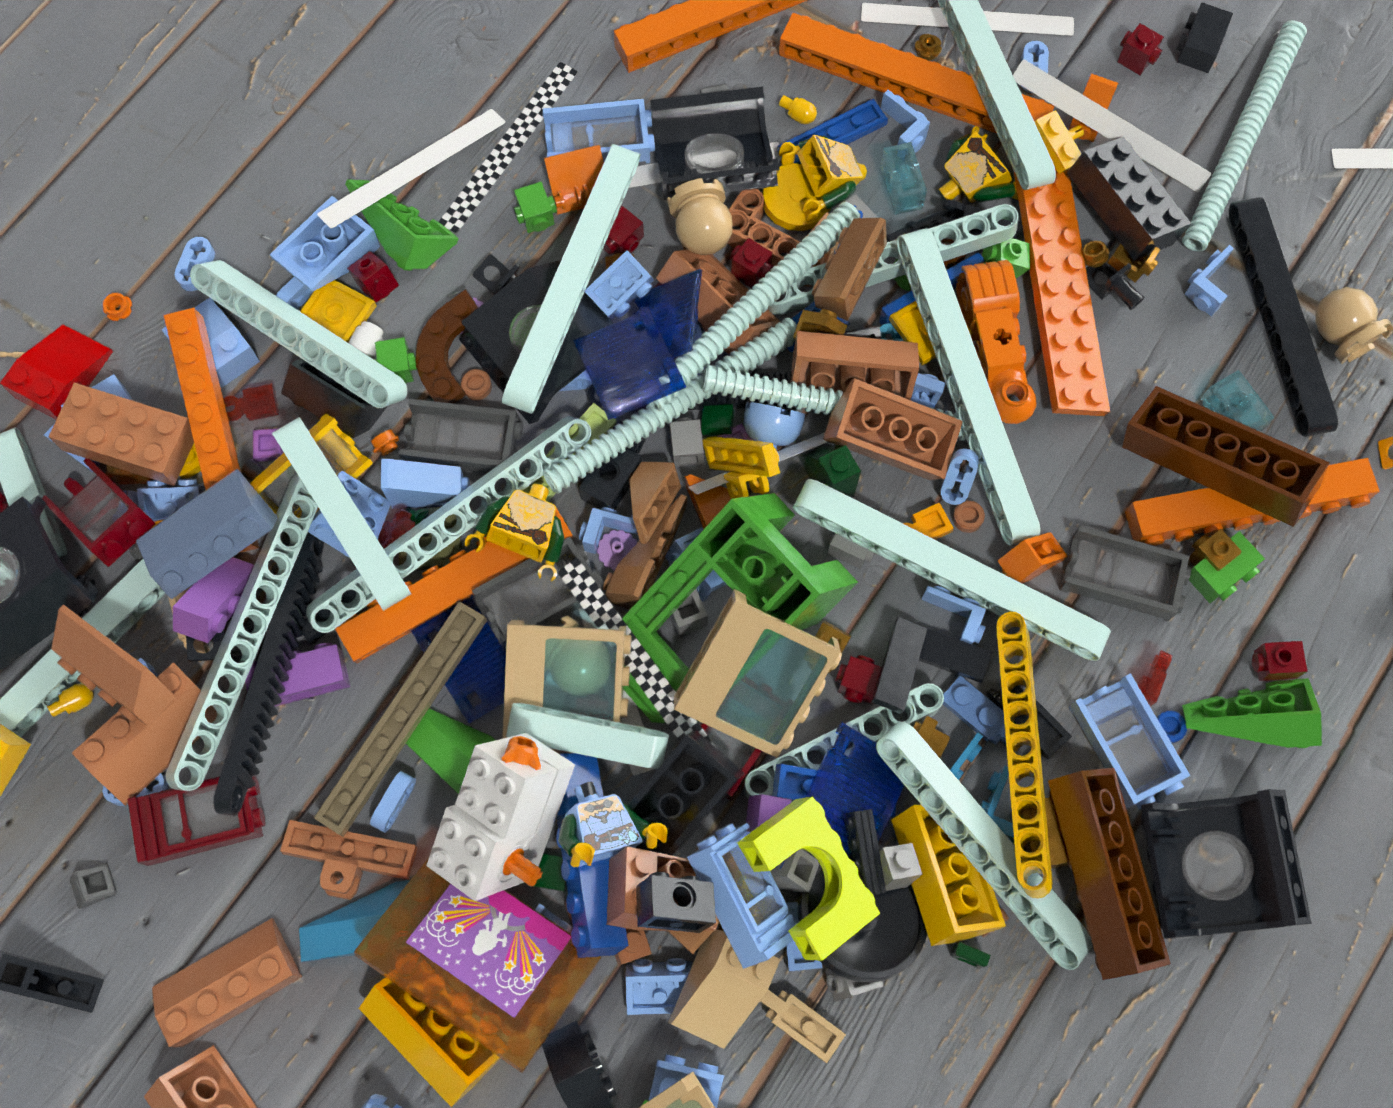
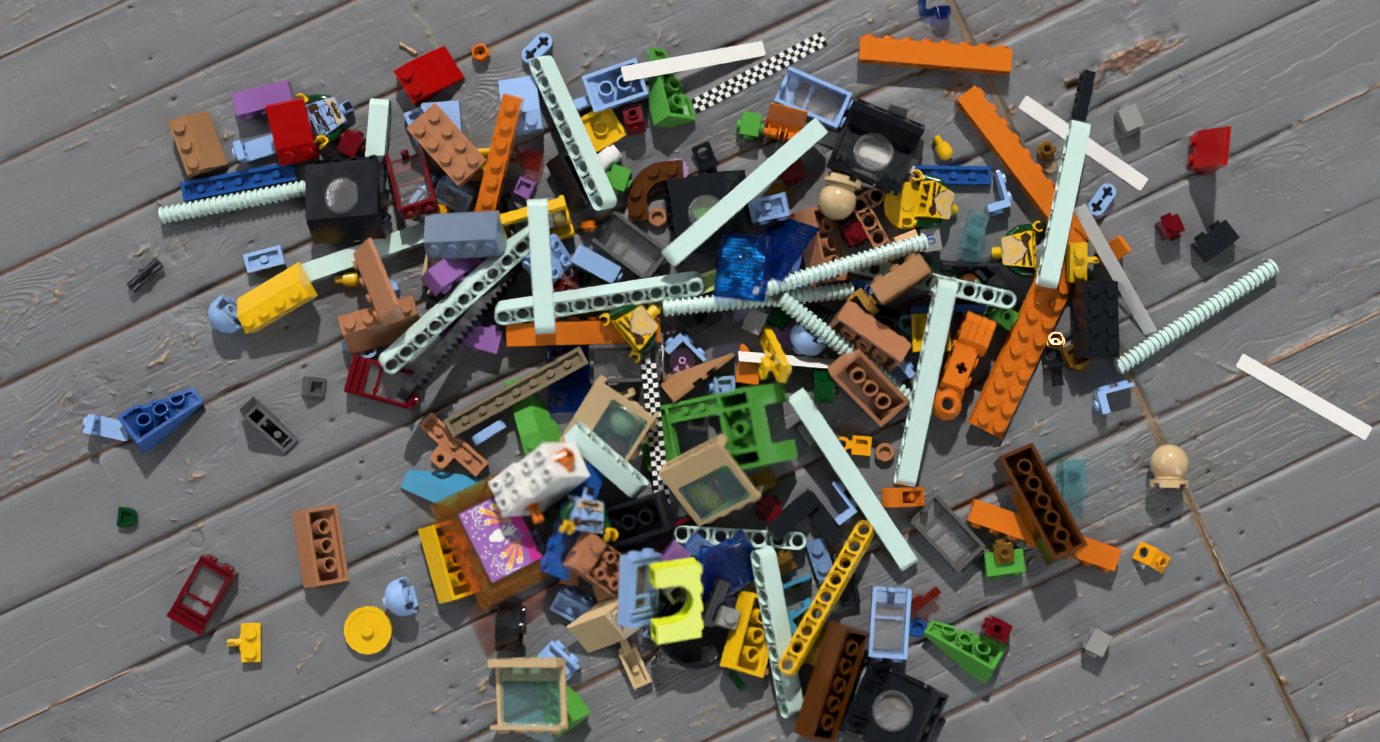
camera: 25 degrees right, 15 degrees up
(223, 984) = (357, 476): nougat slope -> none
(652, 492) = (717, 342): medium nougat slope -> none
(659, 911) = (590, 574): brick -> none
(954, 475) = (892, 432): light blue beam -> none
(1283, 317) = (1137, 438): black beam -> none

